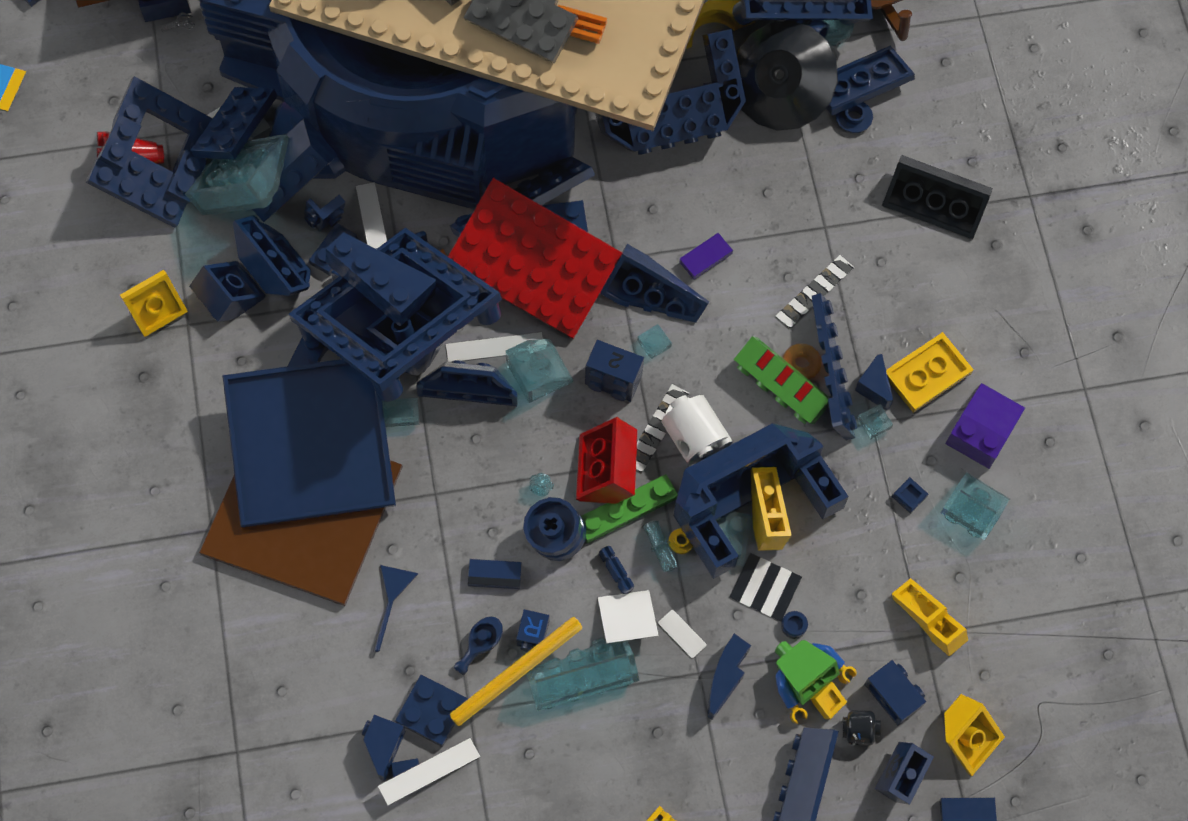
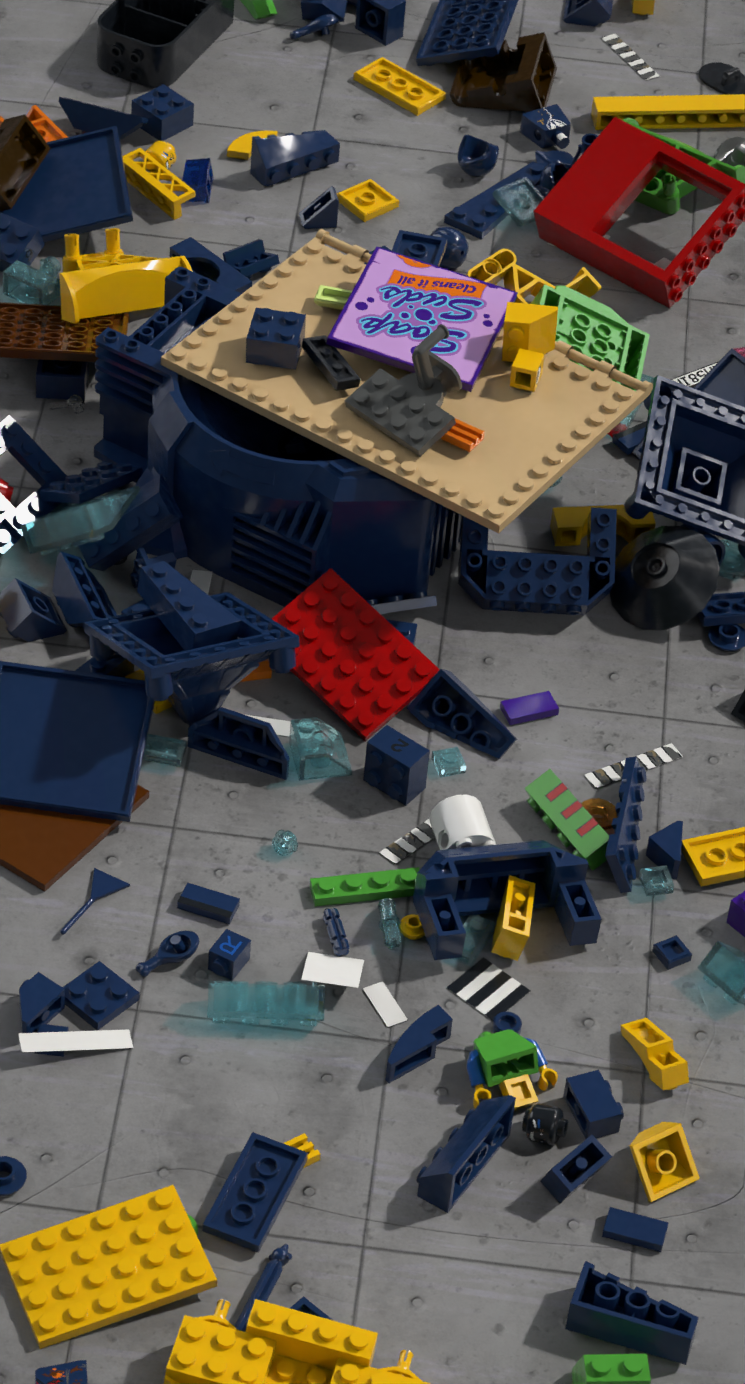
camera: 15 degrees right, 25 degrees down
(515, 671) = (198, 974): yellow axle -> none
(540, 526) = (284, 874): dark blue wheel -> none
(607, 463) = (361, 837): red slope -> none

